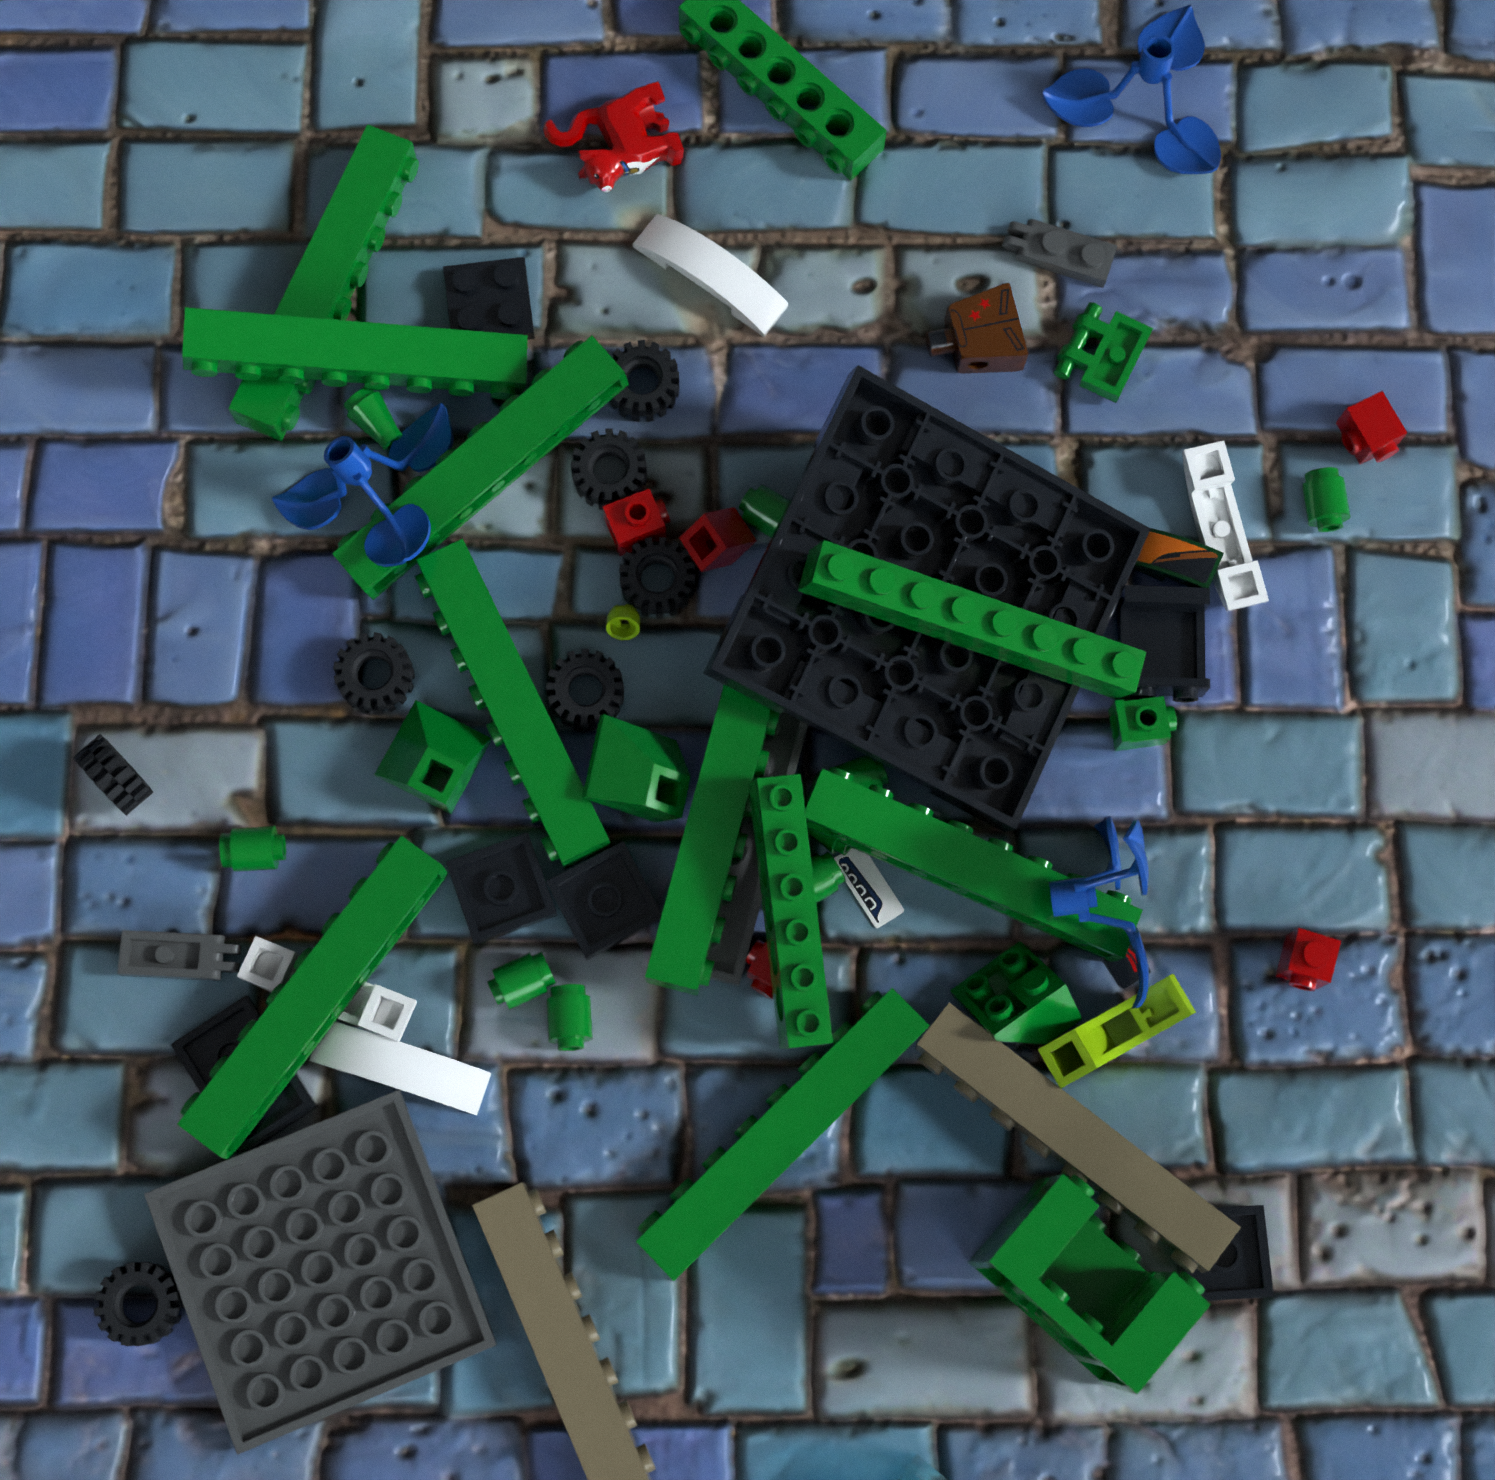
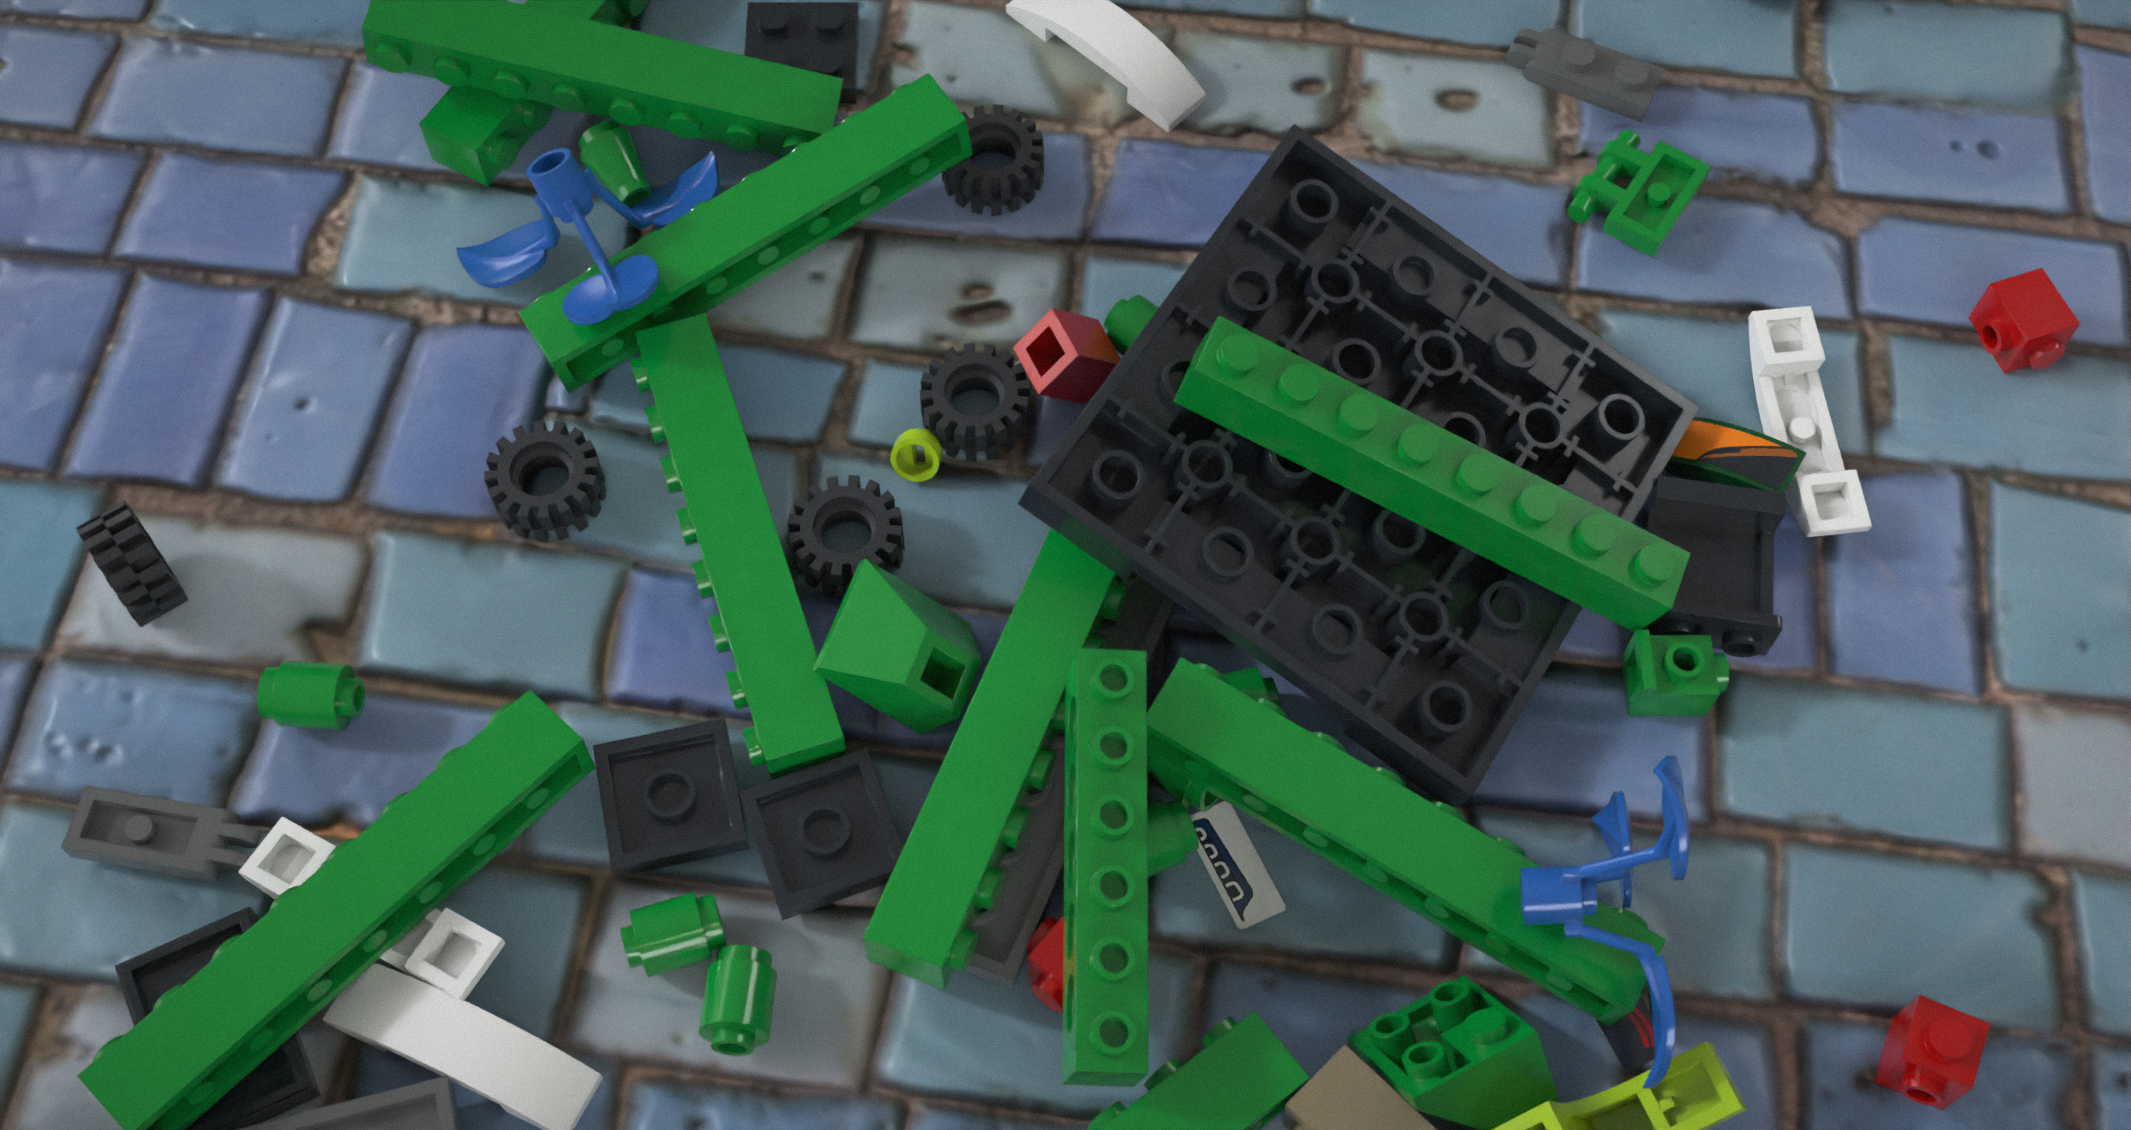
camera: 10 degrees right, 15 degrees down
(433, 757) = (607, 603): green slope -> none
(602, 446) = (929, 233): black tyre -> none
(635, 519) = (953, 318): red brick -> none
(982, 333) = (1471, 150): reddish brown torso -> none
(1325, 499) = (1957, 404): green brick -> none

